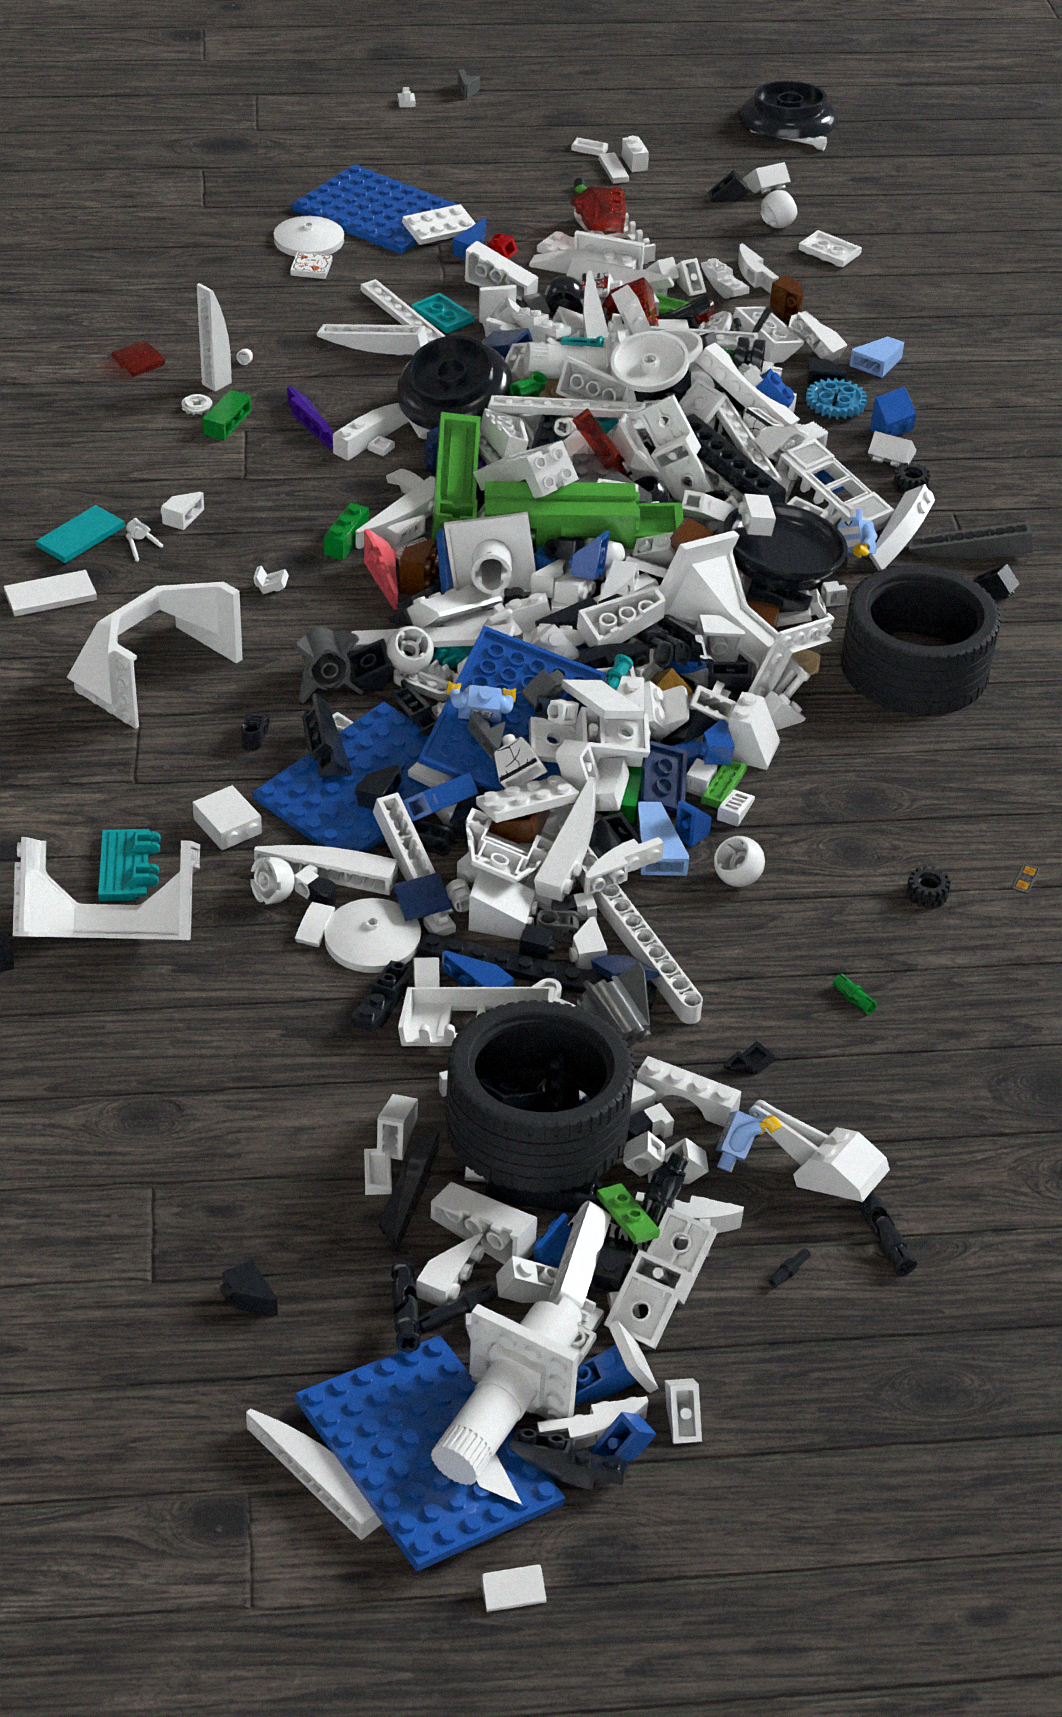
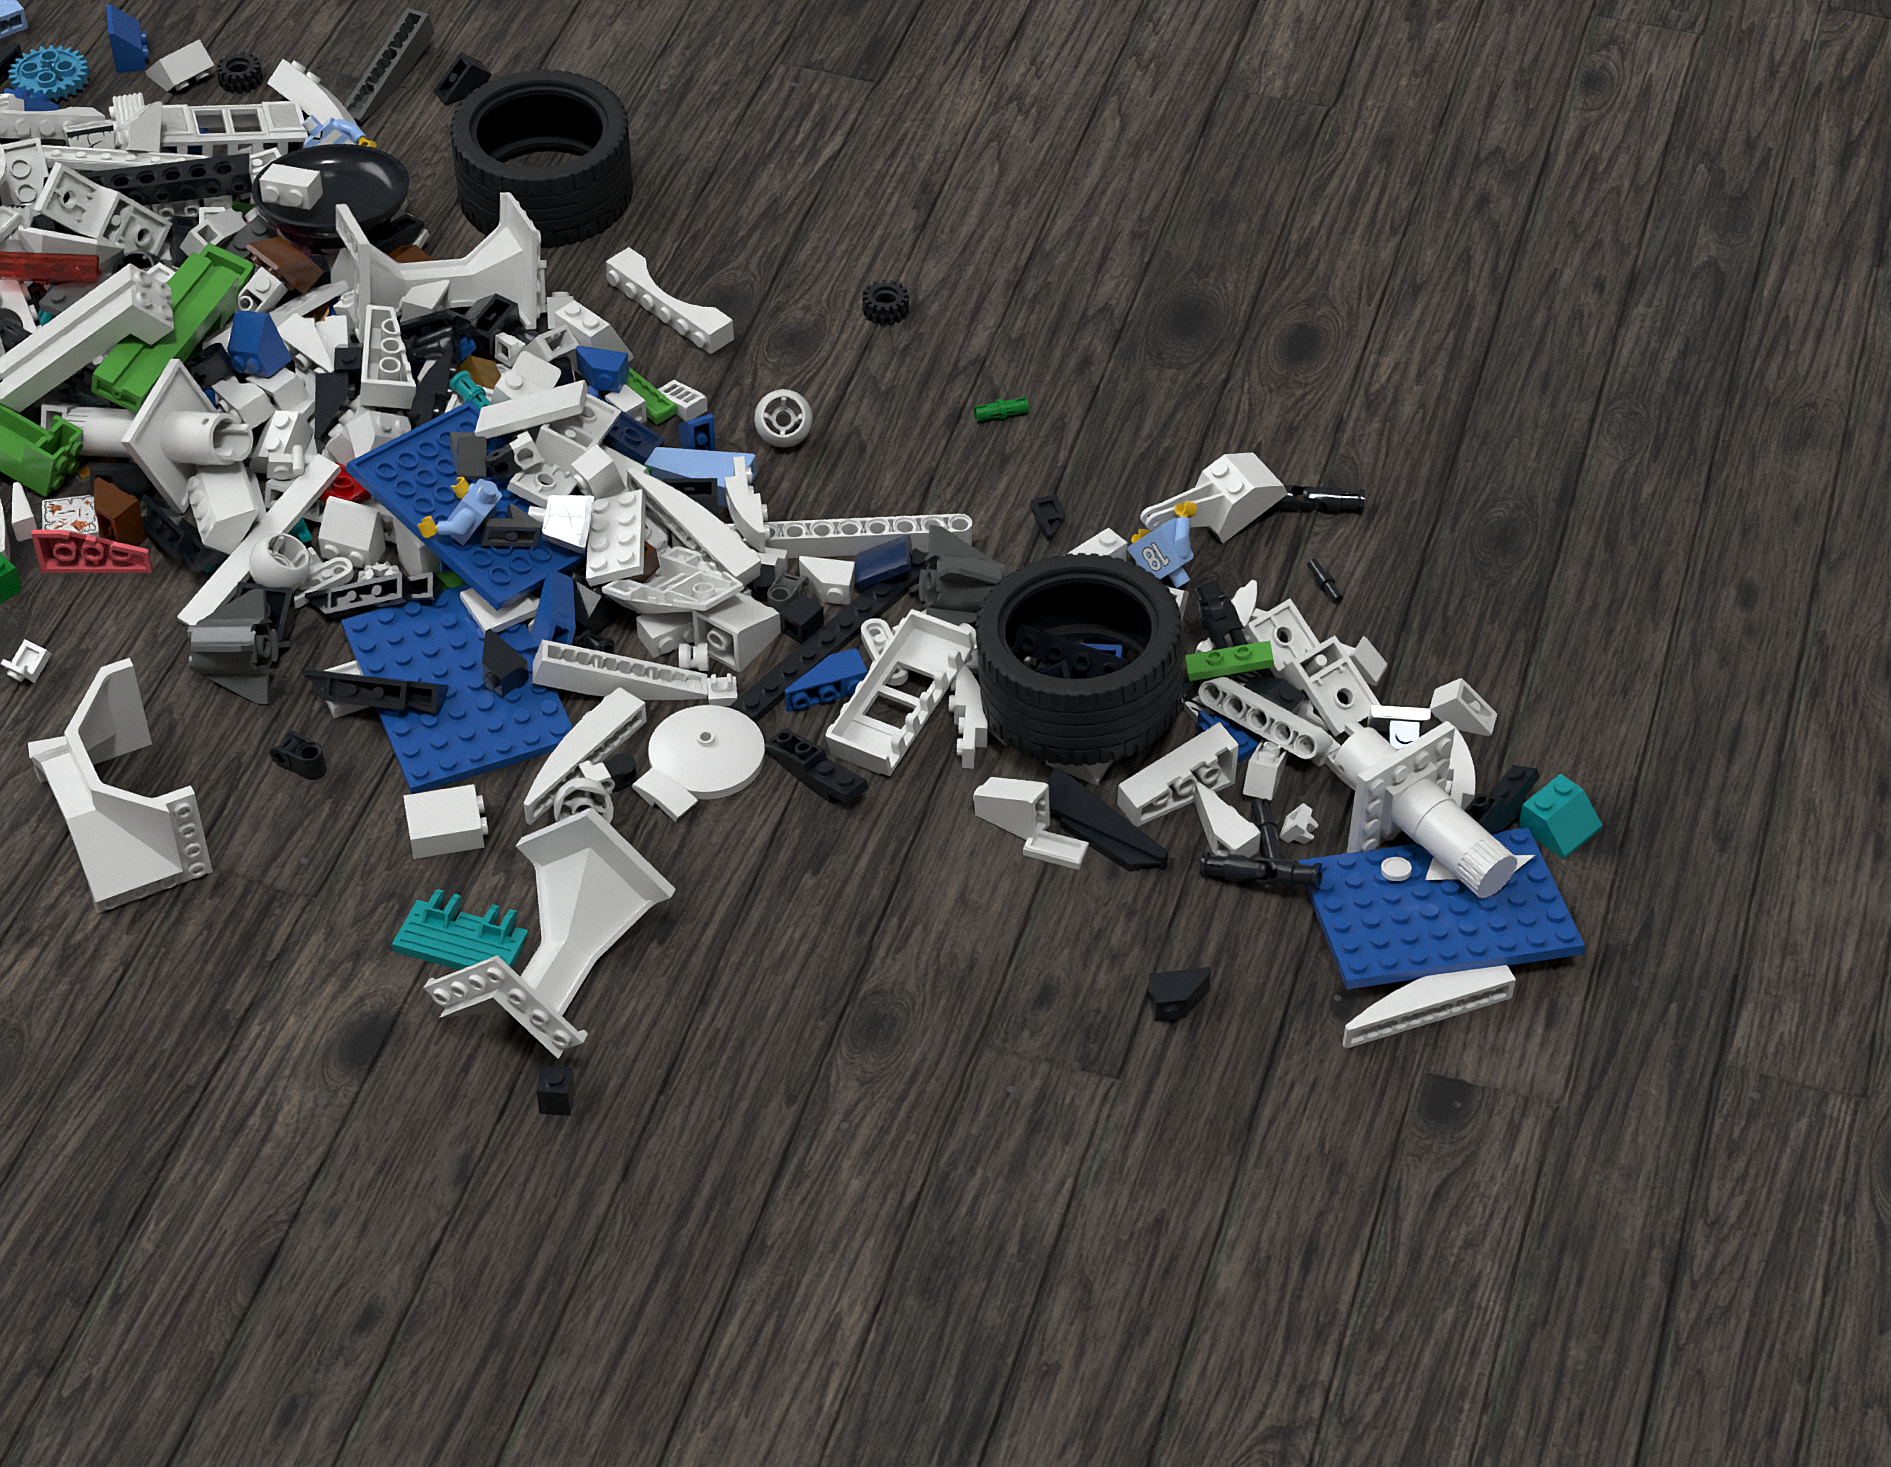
camera: 65 degrees left, 5 degrees up
(422, 896) = (691, 683): dark blue slope -> none
(426, 972) = (799, 715): white slope -> none
(444, 563) = (144, 489): blue axle -> none
(451, 1401) = (1396, 869): none -> white piece
(513, 1588) = (1613, 898): white slope -> none
(588, 1518) = (1560, 817): none -> teal slope
(625, 1437) = (1487, 762): blue slope -> none
(702, 1317) = (1367, 661): none -> white slope
(822, 789) = (702, 325): none -> white arch
(1026, 878) = (904, 234): sticker -> none

